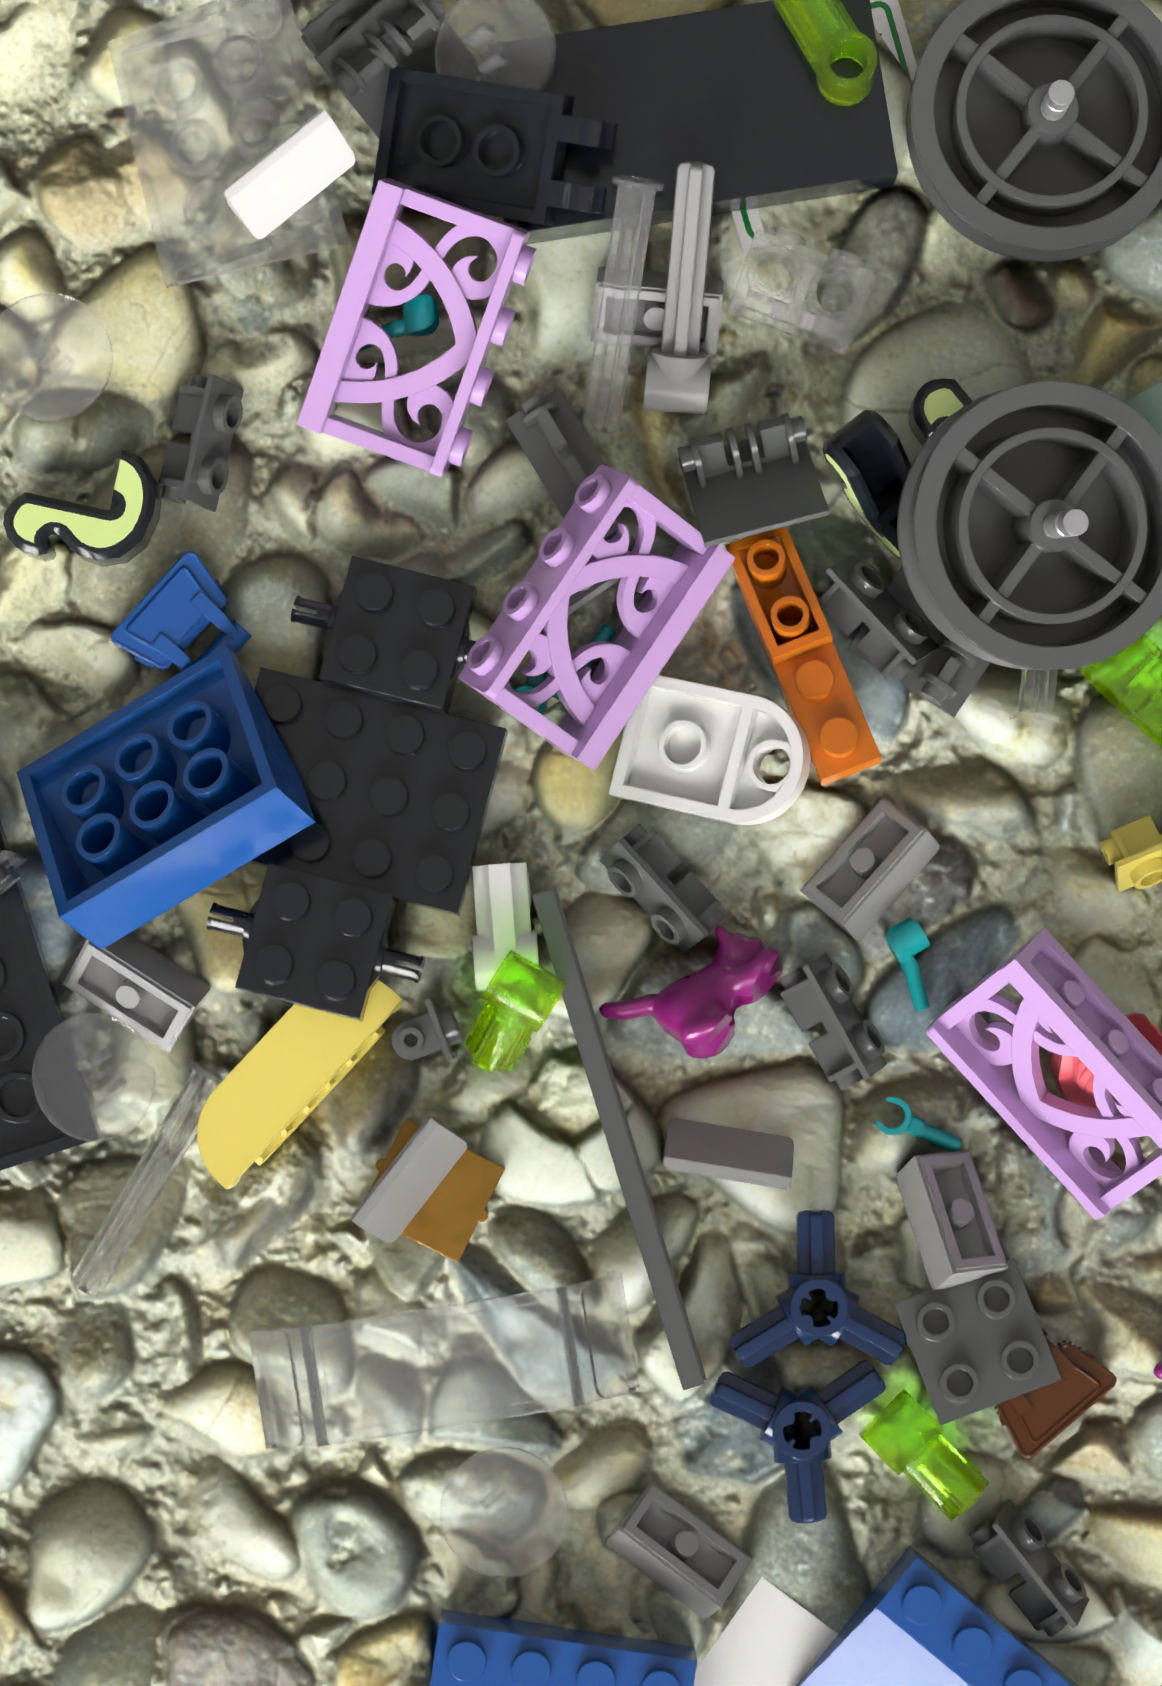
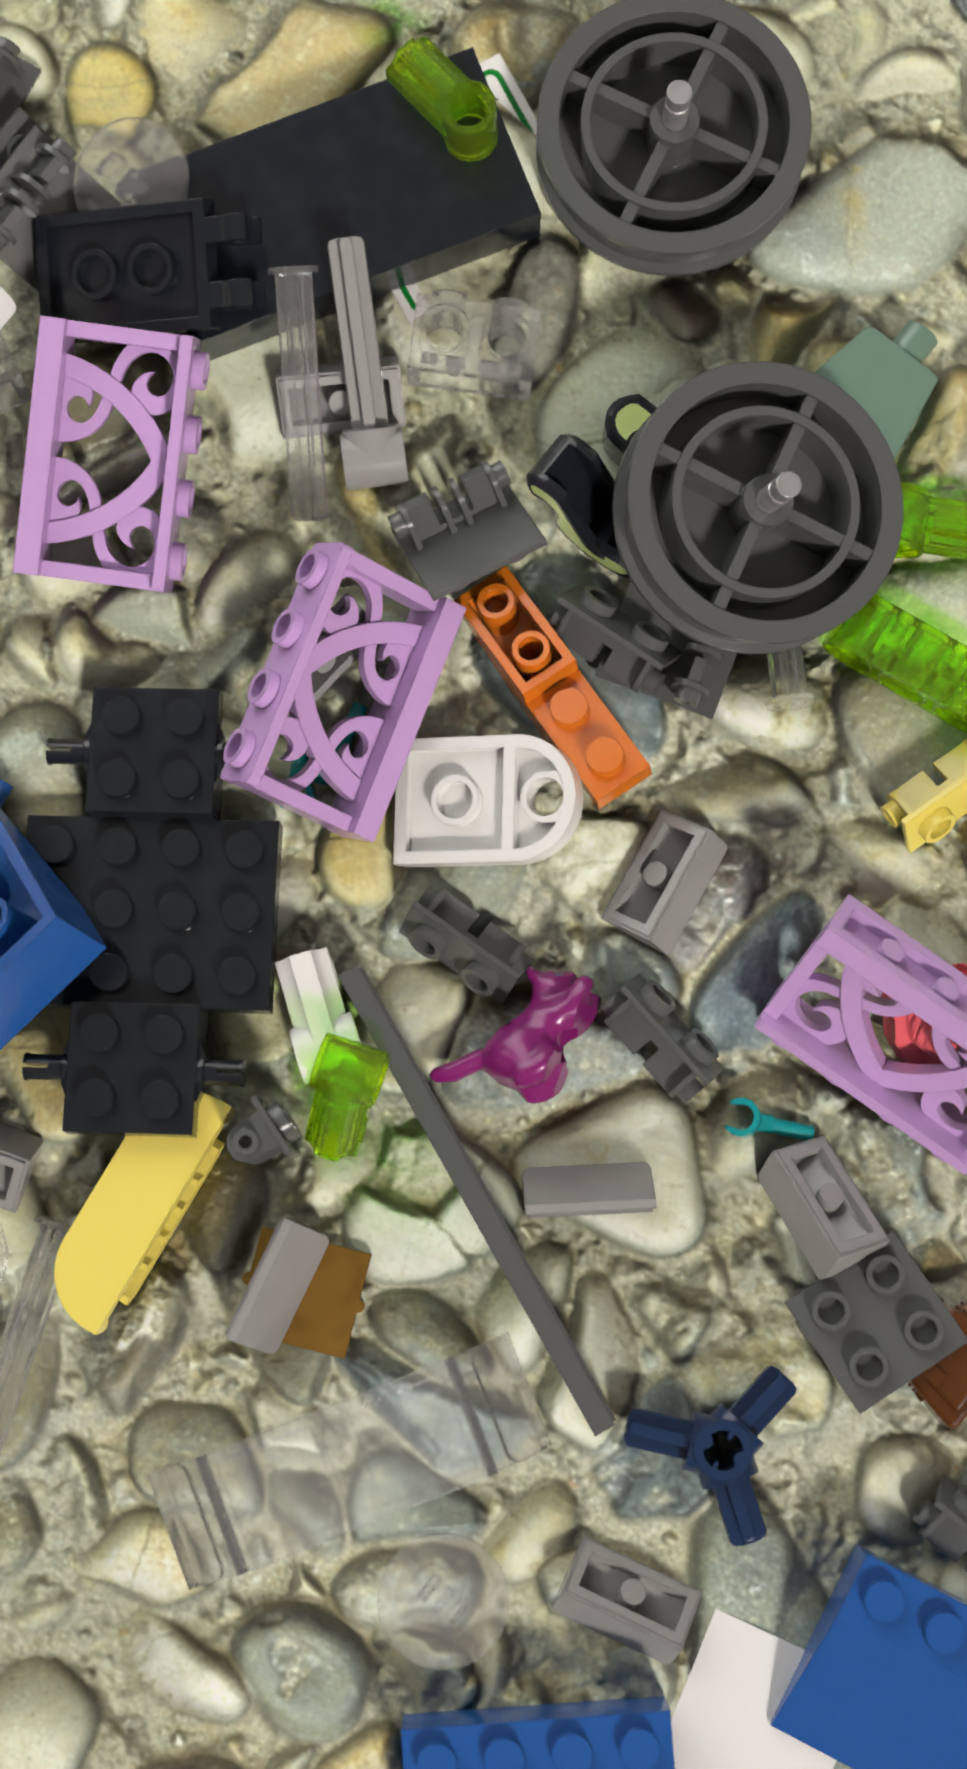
camera: 10 degrees left, 5 degrees down
(419, 319) = (114, 454): teal hand -> none
(555, 445) = (267, 540): dark grey hinge -> none
(789, 1323) = (741, 1333): dark blue bush -> none
(904, 942) = (713, 946): teal hand -> none
(914, 1444) = (839, 1442): clear neon green piece -> none

